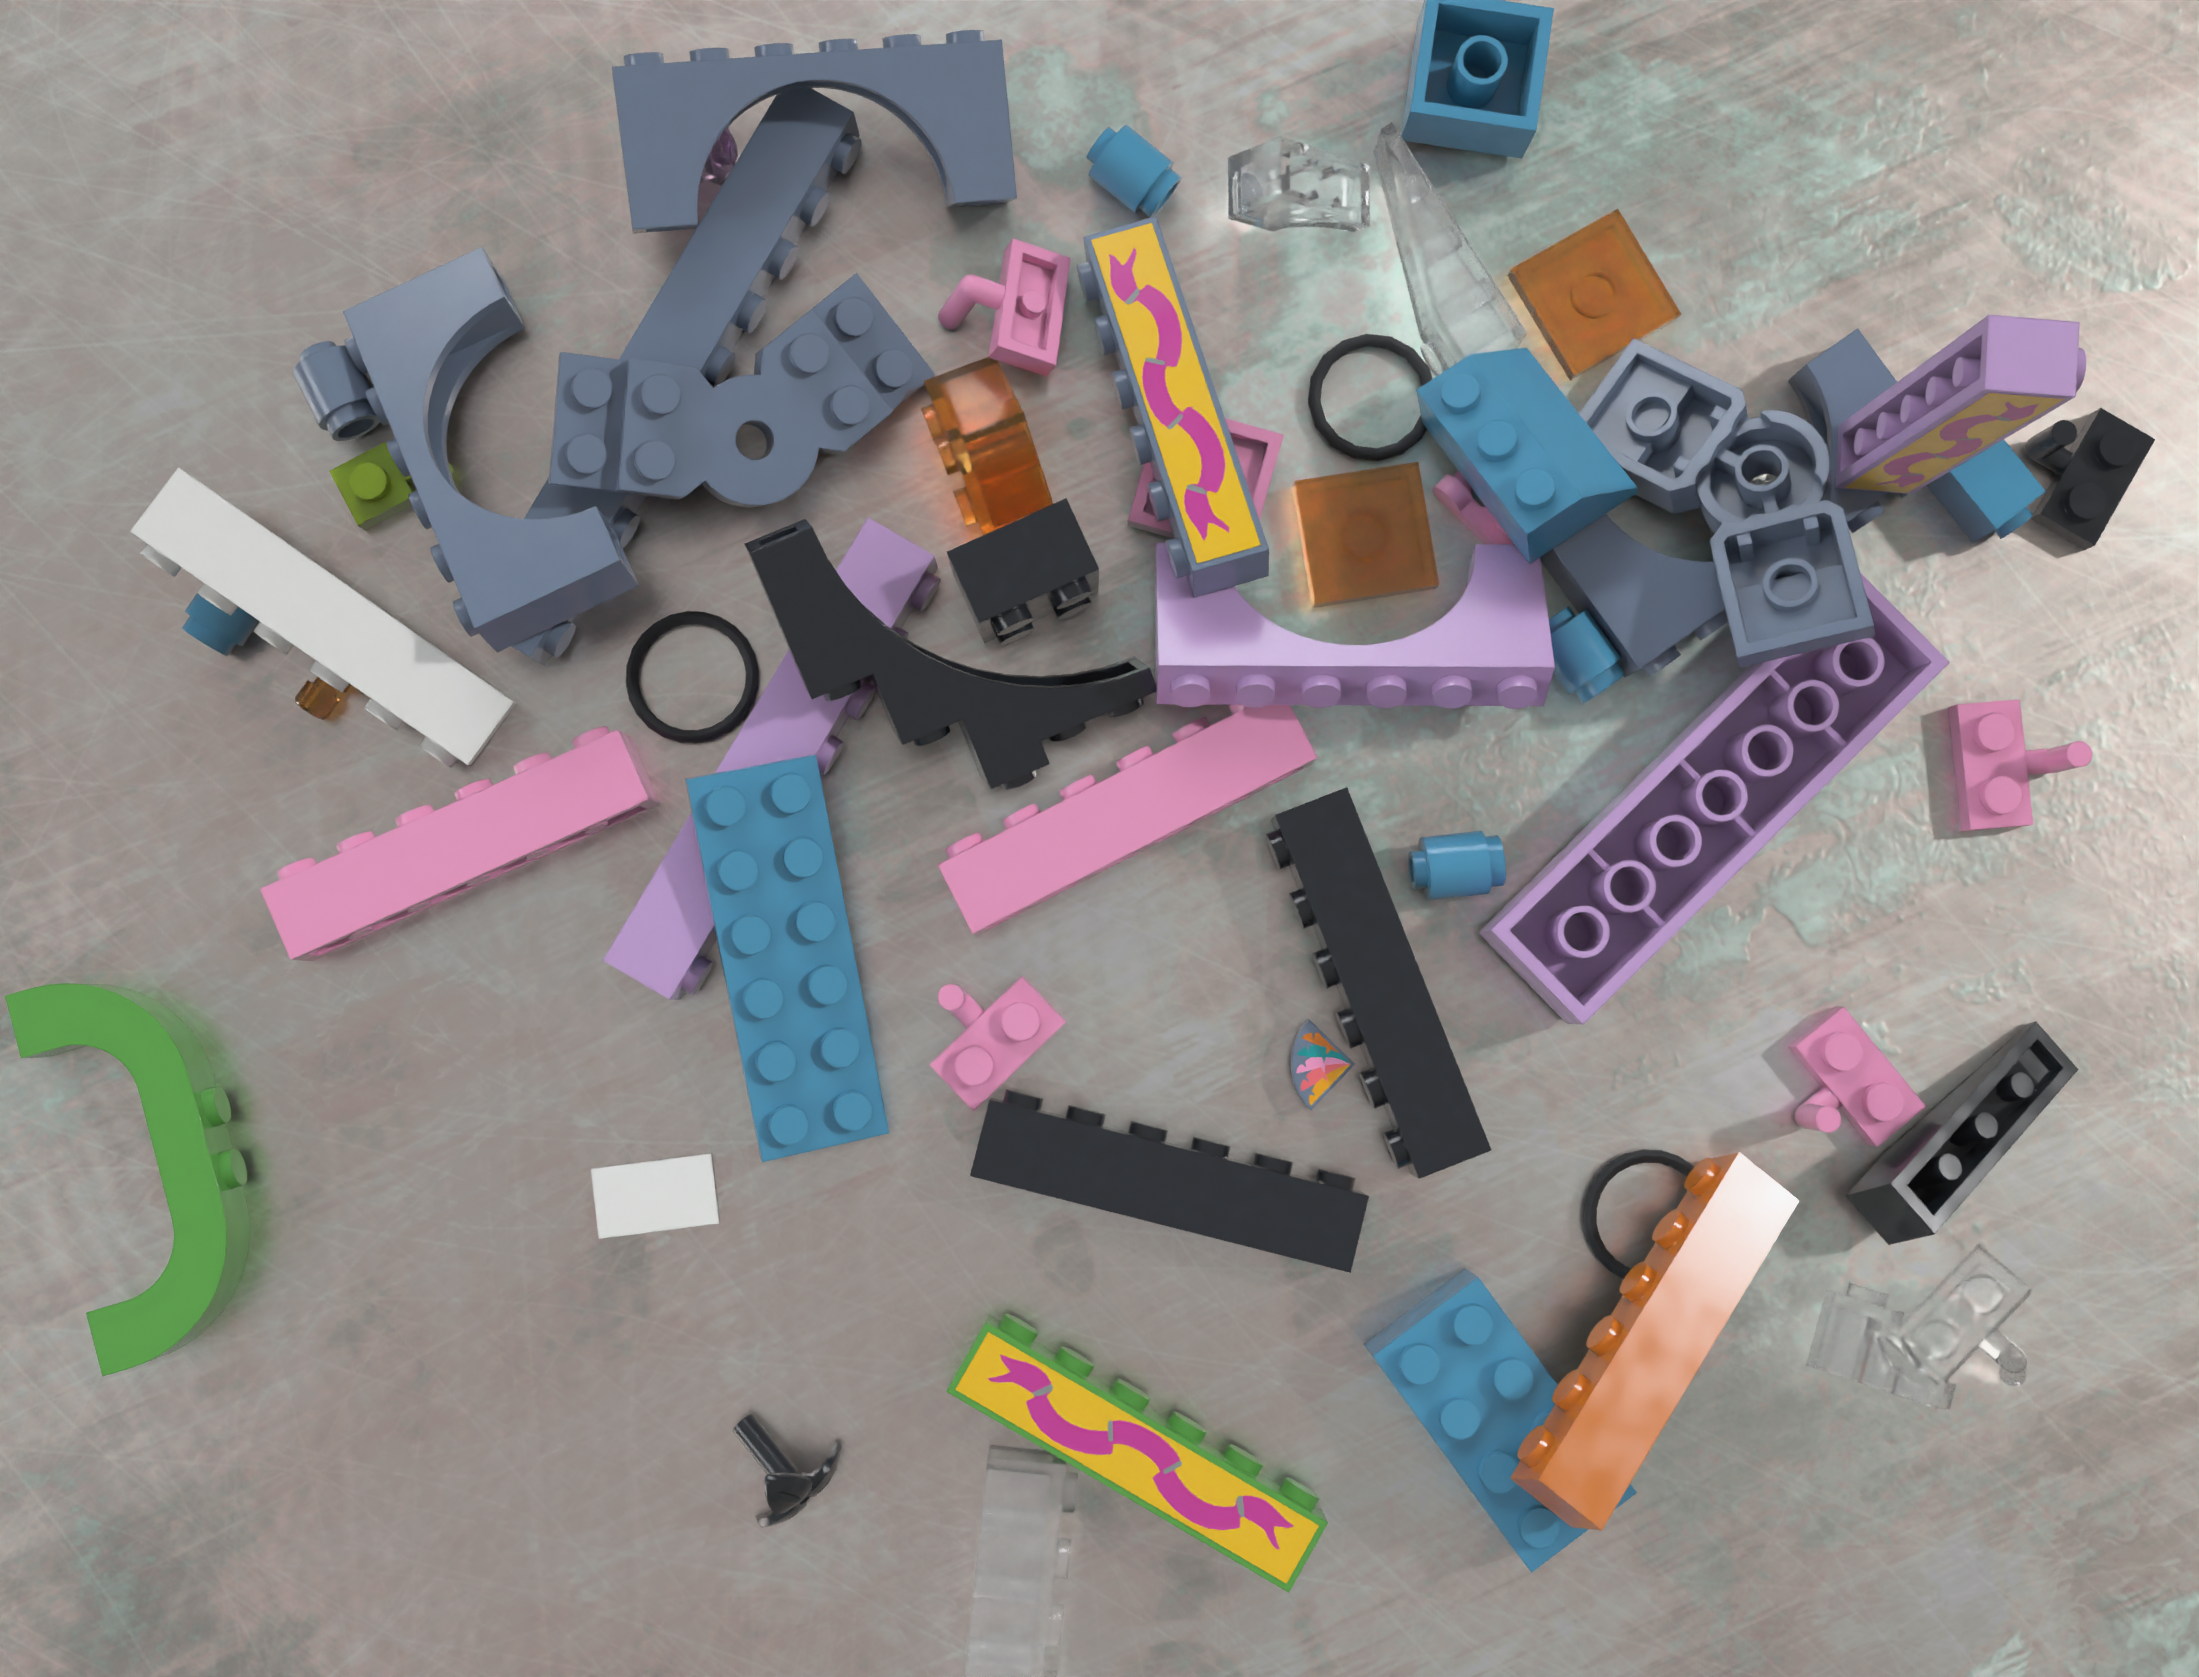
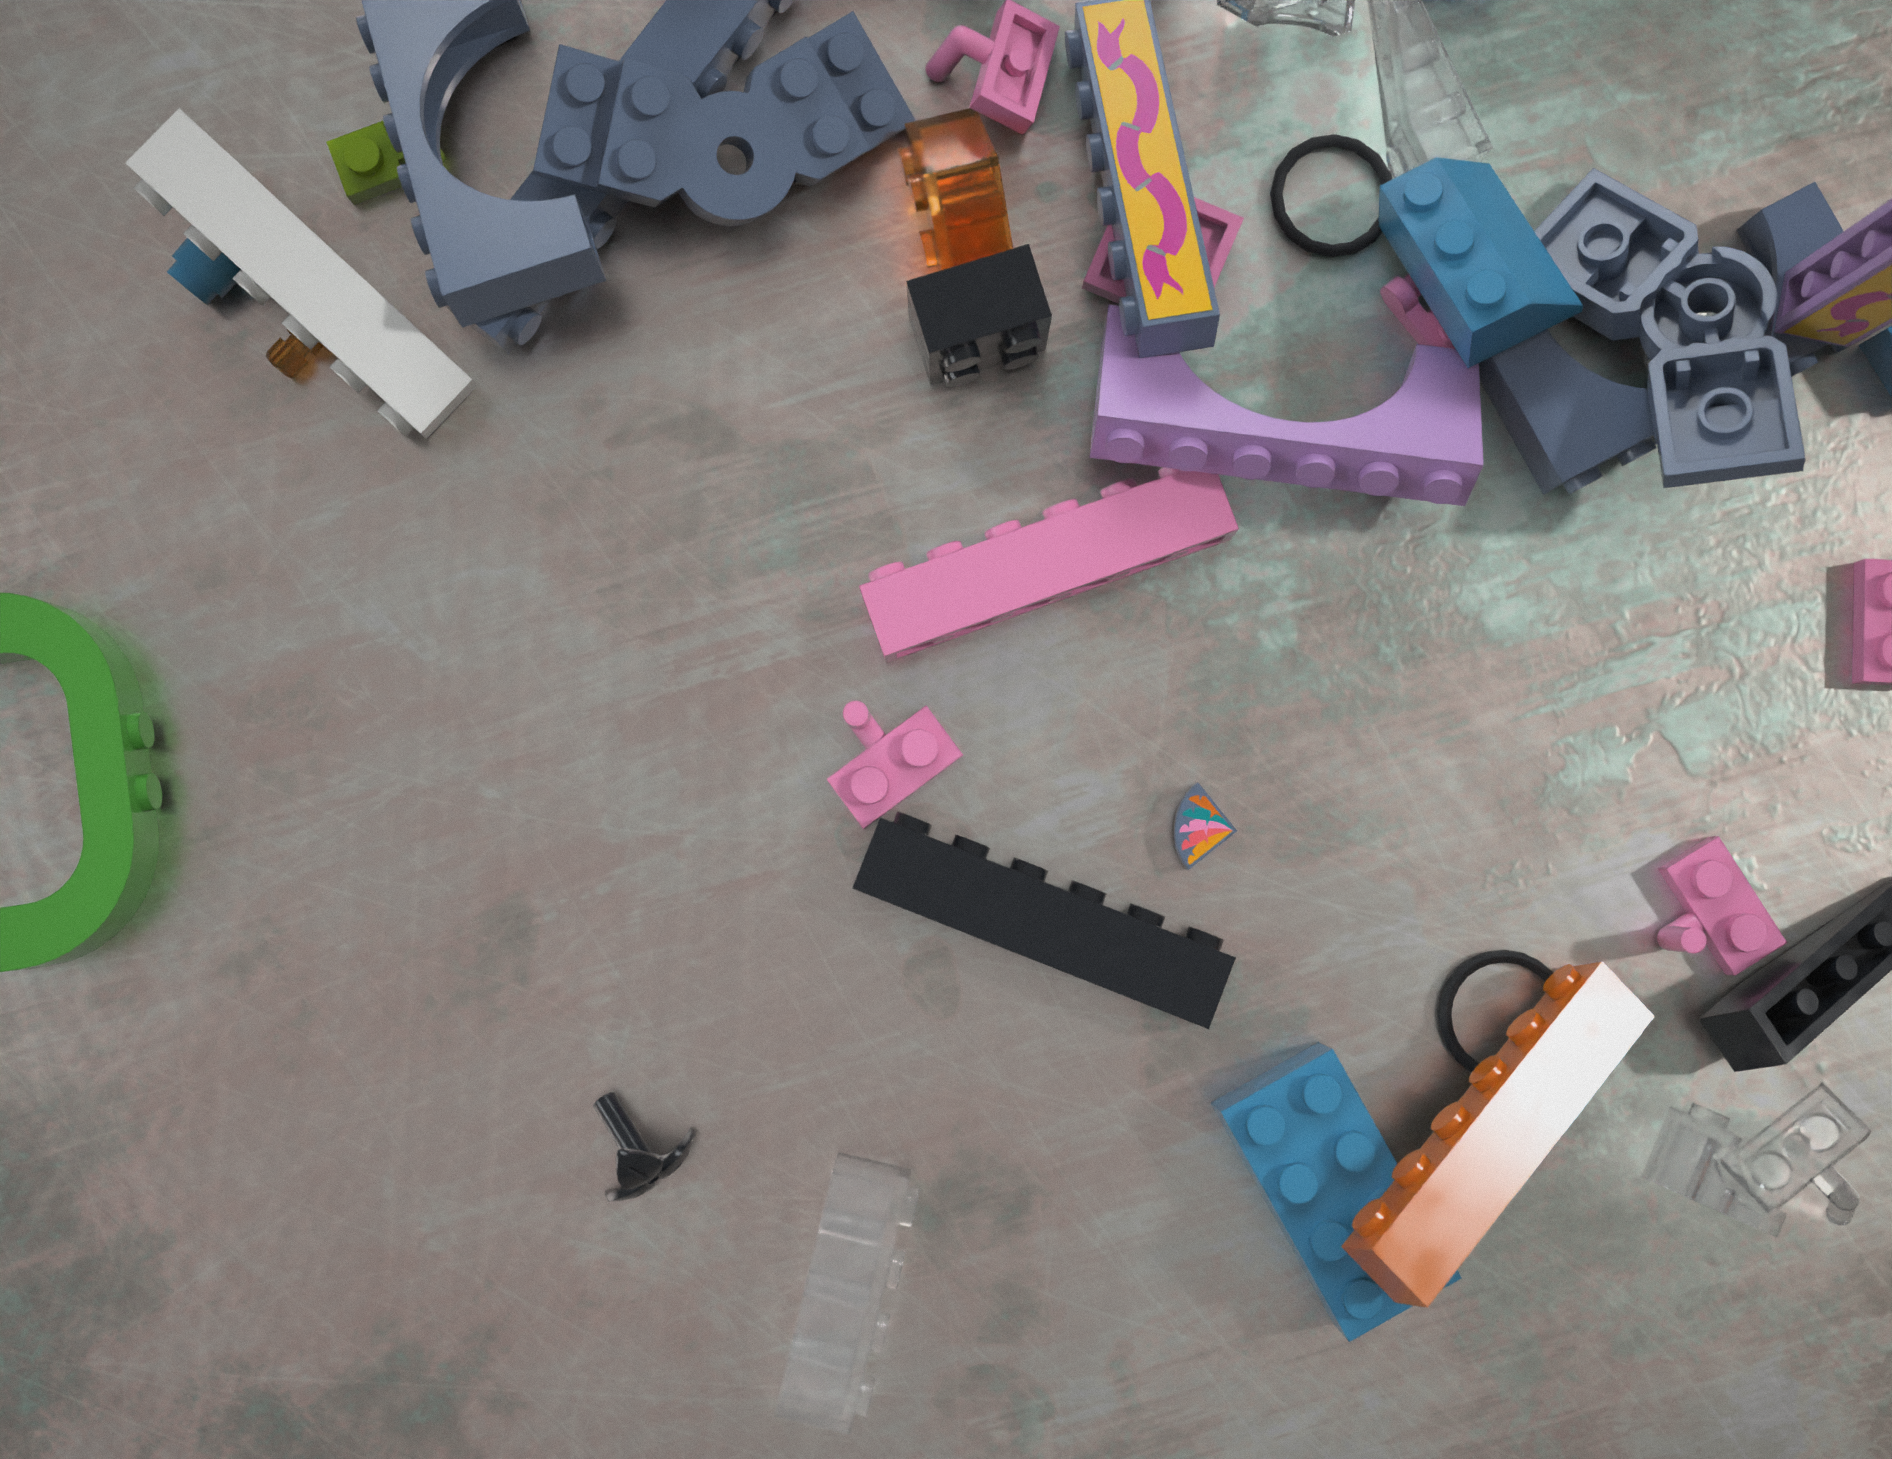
camera: 15 degrees right, 0 degrees up
(335, 391) = (342, 66): sand blue brick -> none
(459, 845) = (403, 511): bright pink brick -> none
(654, 632) = (613, 336): black tyre -> none
(655, 1196) = (547, 871): white sticker -> none
(672, 922) = (715, 469): lavender brick -> none
(787, 956) = (703, 655): dark azure plate -> none
(922, 693) = (936, 452): black arch -> none
(1139, 1451) = (981, 1176): brick -> none
(1365, 534) = (1310, 325): clear orange tile -> none
(1379, 985) = (1269, 756): black brick -> none
(1457, 865) = (1360, 652): dark azure brick -> none
(1583, 654) = (1509, 465): dark azure brick -> none
(1593, 294) = (1559, 123): clear orange tile -> none
(1705, 811) = (1609, 627): lavender brick -> none

